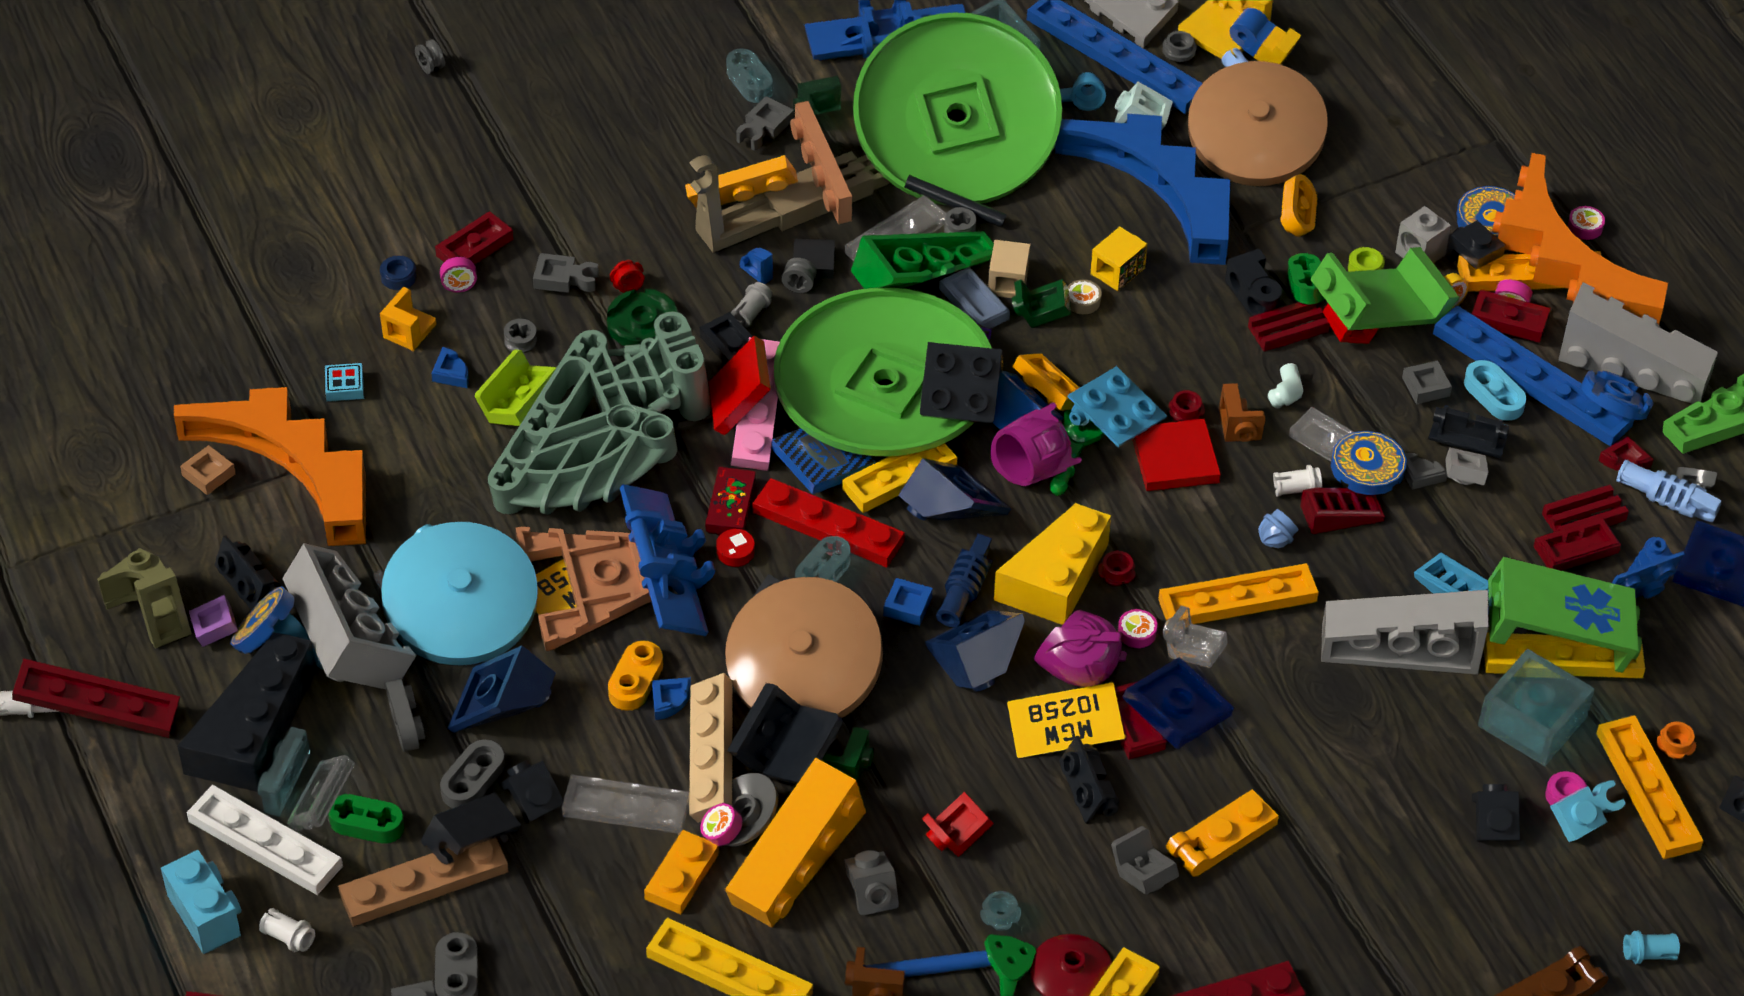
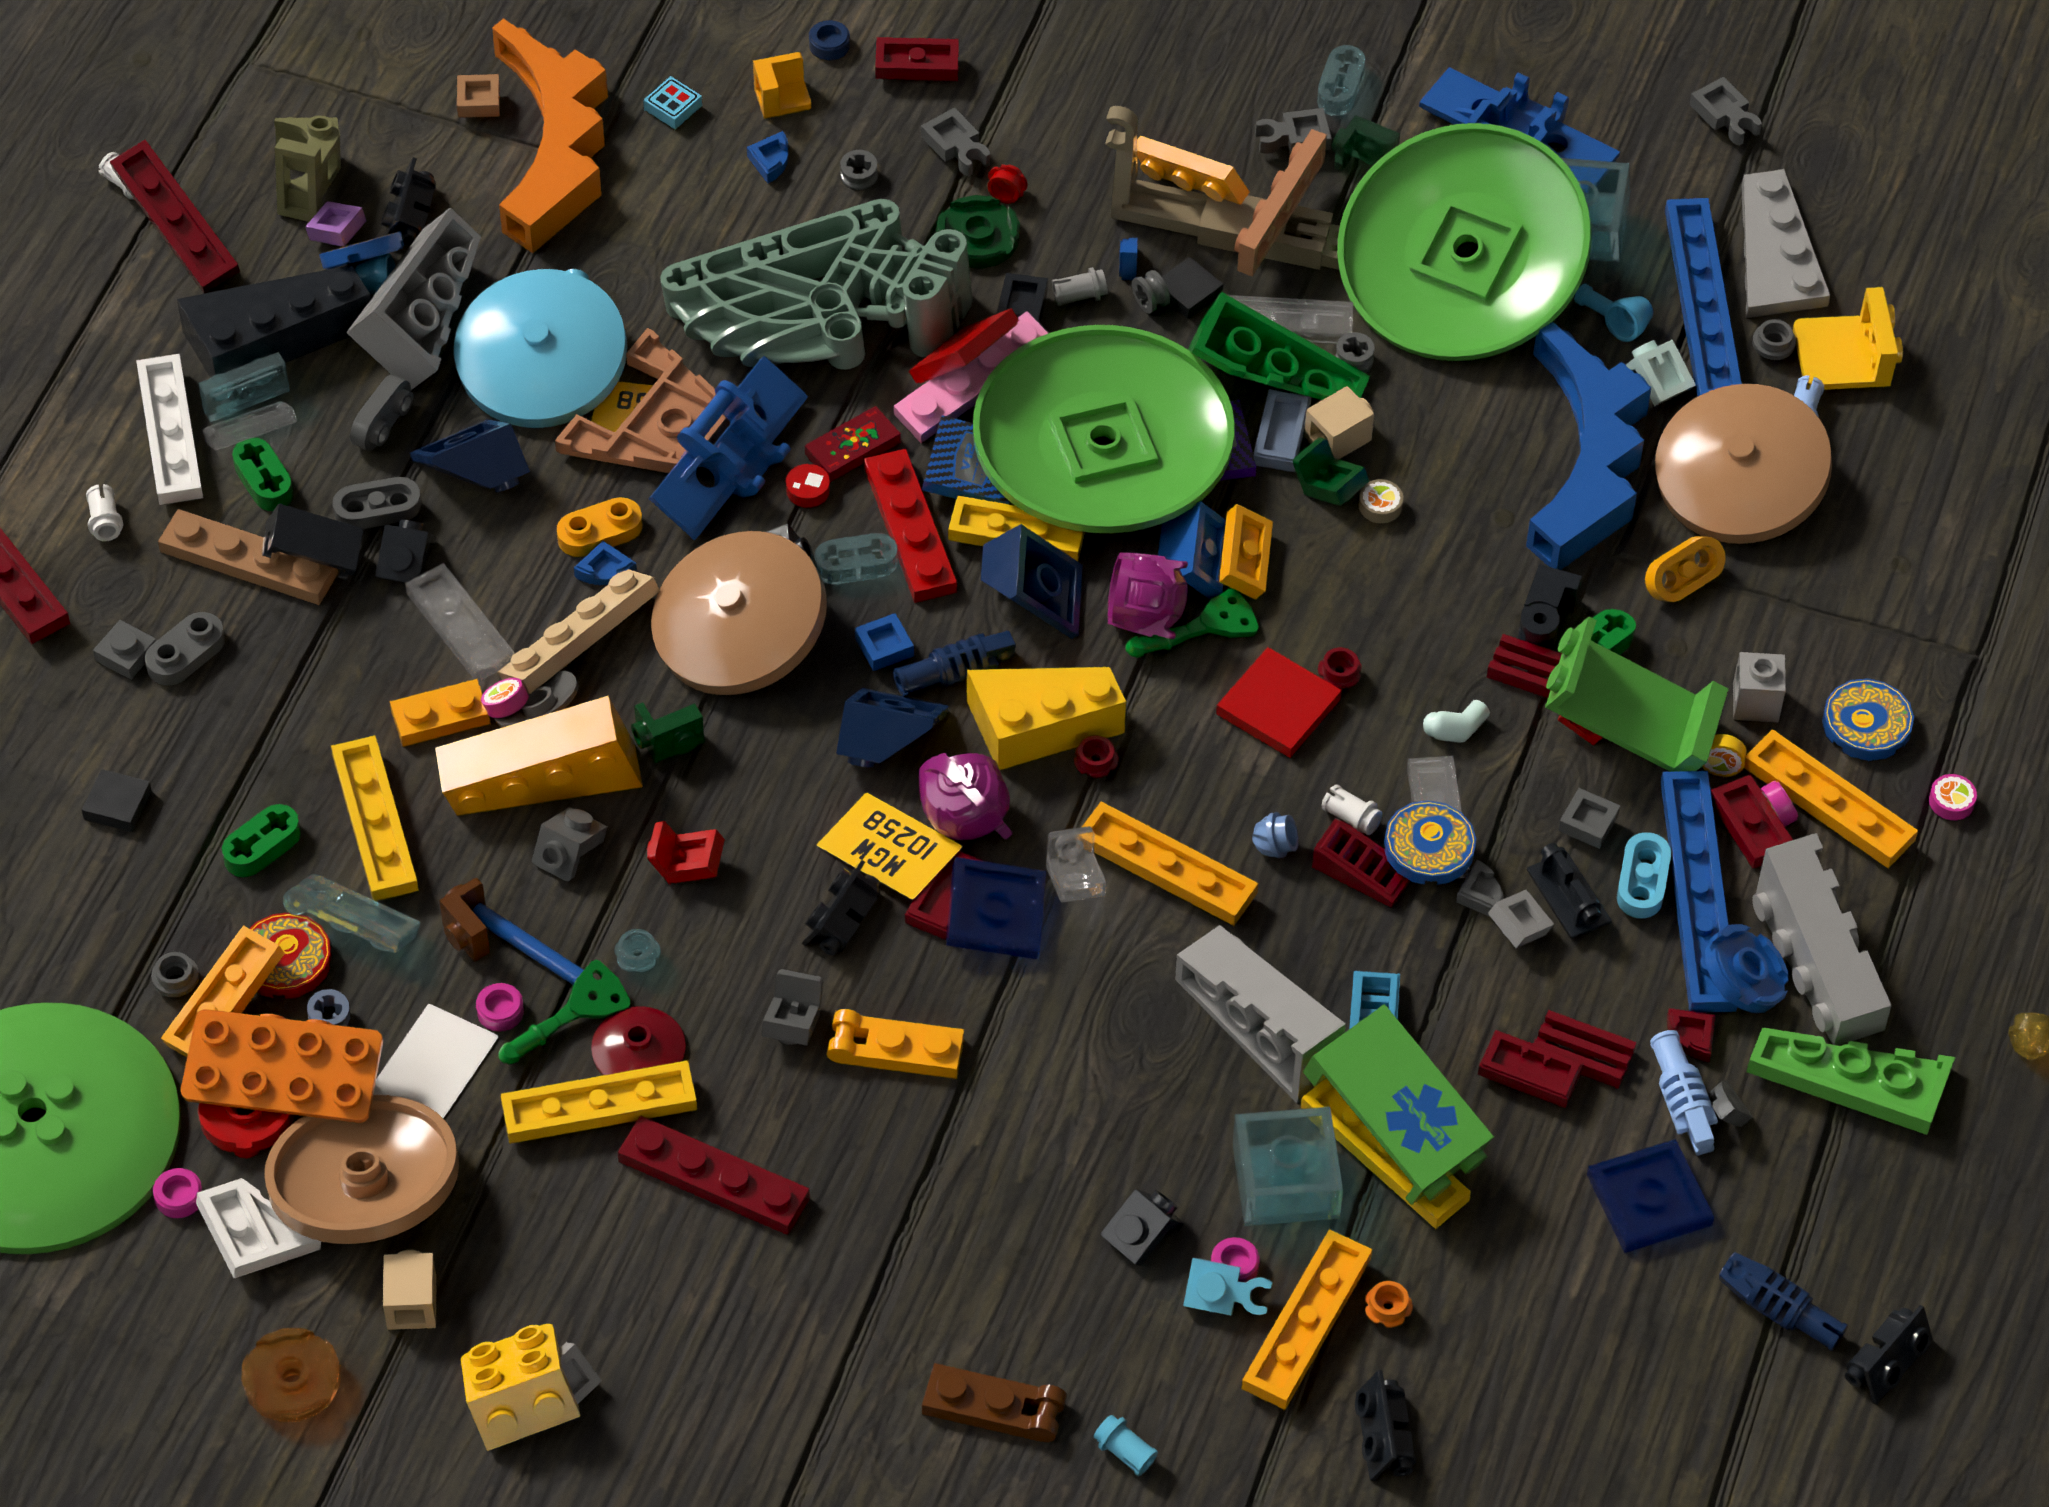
camera: 45 degrees right, 5 degrees up
(201, 901) = (65, 438): medium azure brick -> none
(458, 274) = (868, 76): tile -> none
(512, 389) = (787, 204): lime bracket -> none
(783, 736) = (630, 660): black bracket -> none
(954, 200) = (1373, 328): black bar -> none
(961, 382) = (1137, 483): black bracket -> none
(1114, 407) = (1267, 616): dark azure hinge -> none
(1118, 258) = (1452, 490): yellow brick -> none
(1137, 628) = (1048, 816): tile -> none
(1236, 421) = (1369, 708): dark orange bracket -> none
(1261, 37) = (1856, 389): leg -> none
(1365, 259) = (1685, 669): lime tile -> none
(1475, 245) = (1798, 730): black bracket -> none
(1560, 257) = (1849, 802): orange arch -> none
(1650, 569) = (1543, 1144): blue hinge -> none

